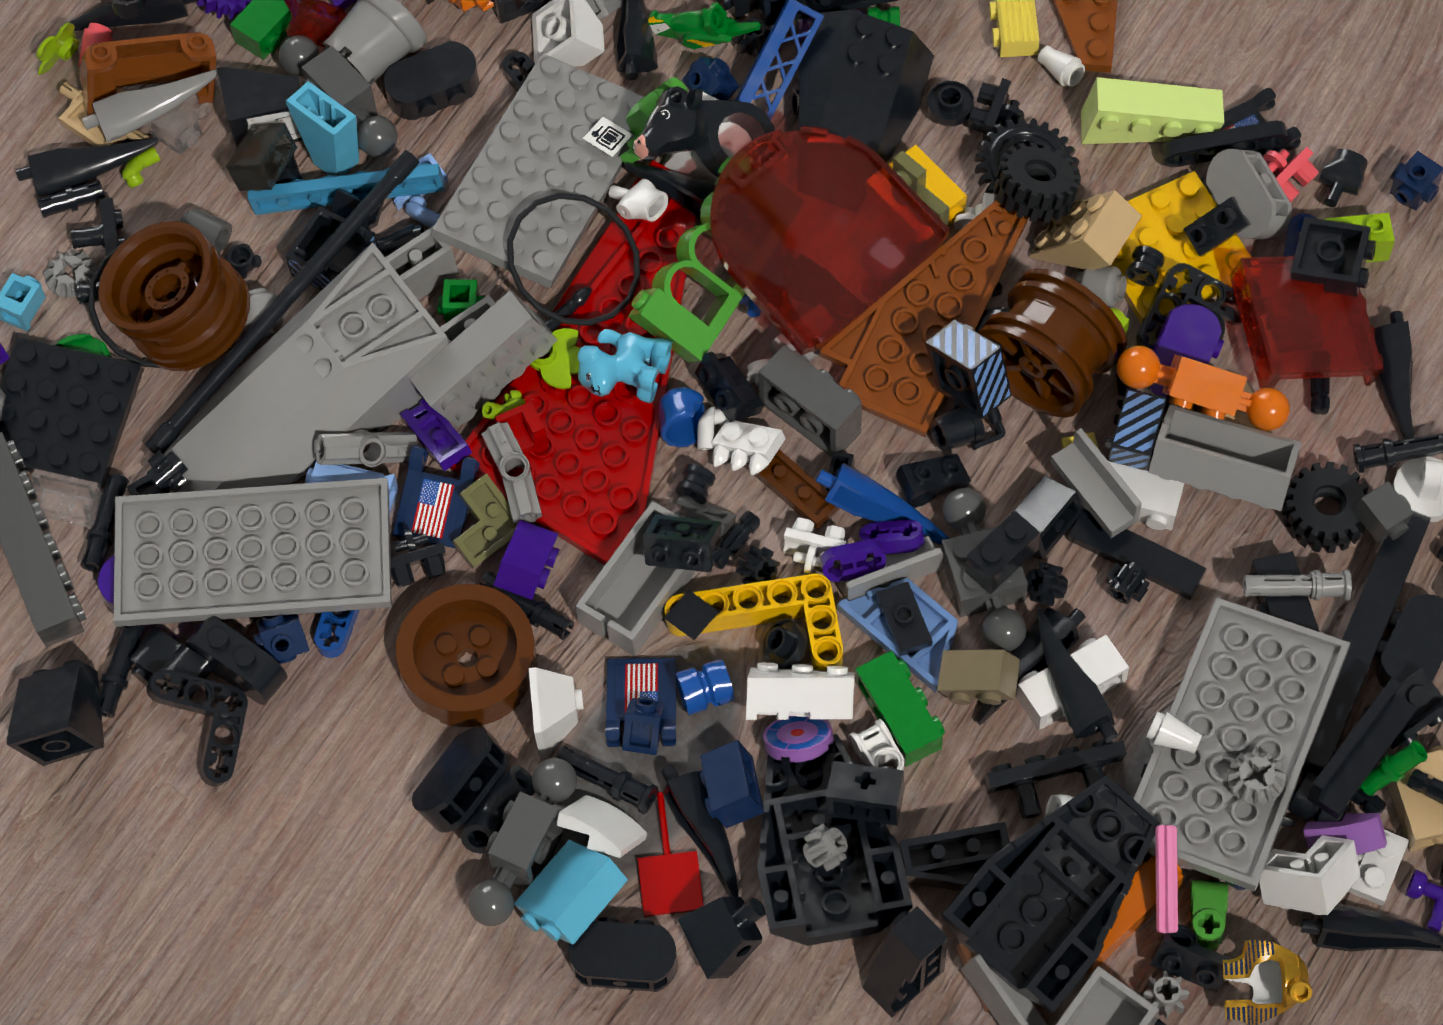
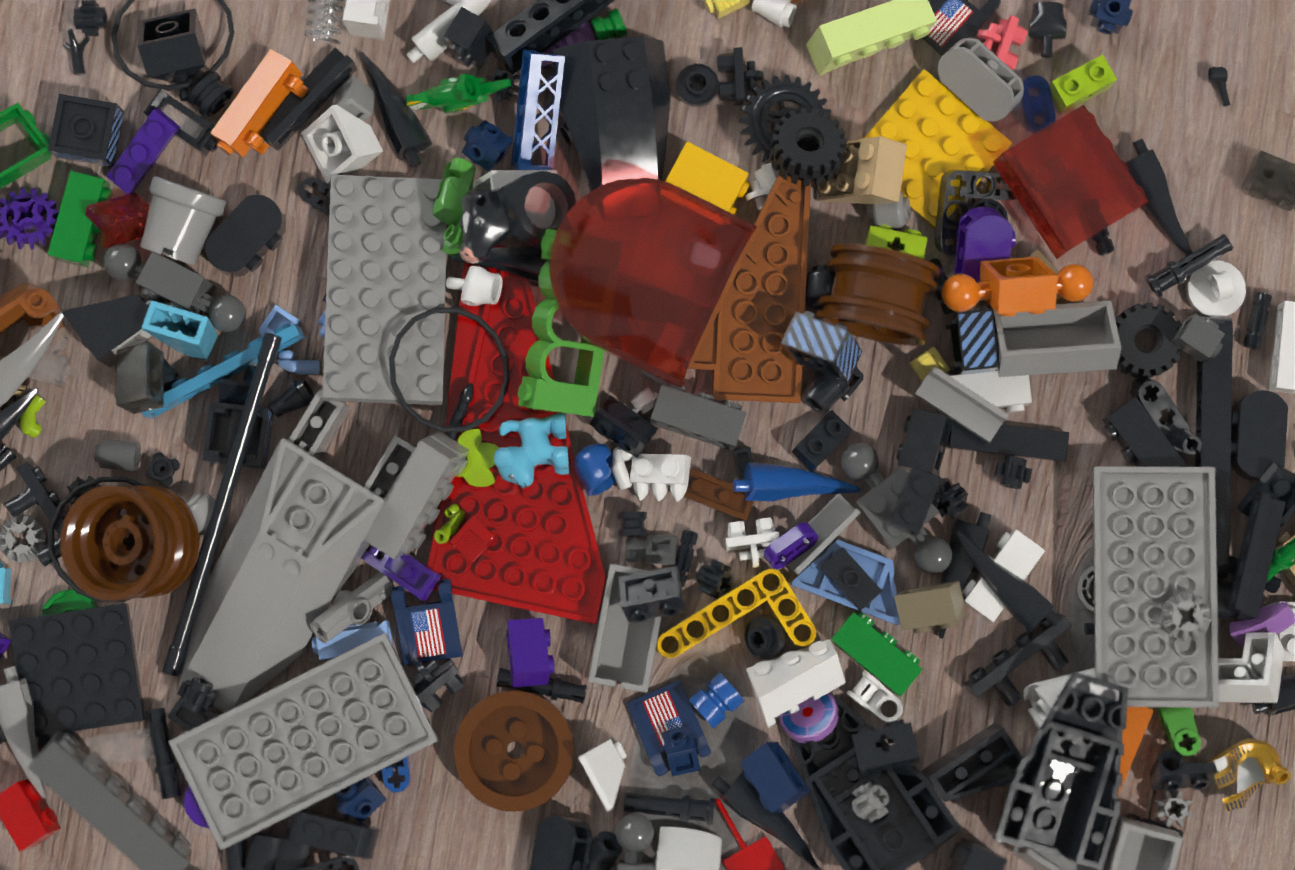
camera: 25 degrees left, 20 degrees up
(458, 297) = (361, 433): green brick -> none
(494, 522) = (485, 625): olive plate -> none
(519, 489) = (498, 596): light grey piece -> none
(607, 136) = (424, 237): white sticker -> none
(691, 615) = (682, 647): black sticker -> none
(895, 536) = (811, 507): dark purple beam -> none
(915, 178) = (709, 191): olive plate -> none
(1145, 265) = (922, 183): black wheel -> none
(1166, 879) = (1147, 727): bright pink axle -> none
(1173, 733) = (1107, 605): white cone -> none
(1206, 146) = (941, 35): black beam -> none
(1216, 226) = (968, 125): black hips -> none
(1312, 585) = (1165, 422): light grey pin -> none
(1325, 604) = (1176, 428): none -> black beam
(1333, 255) = (1076, 119): black plate -> none

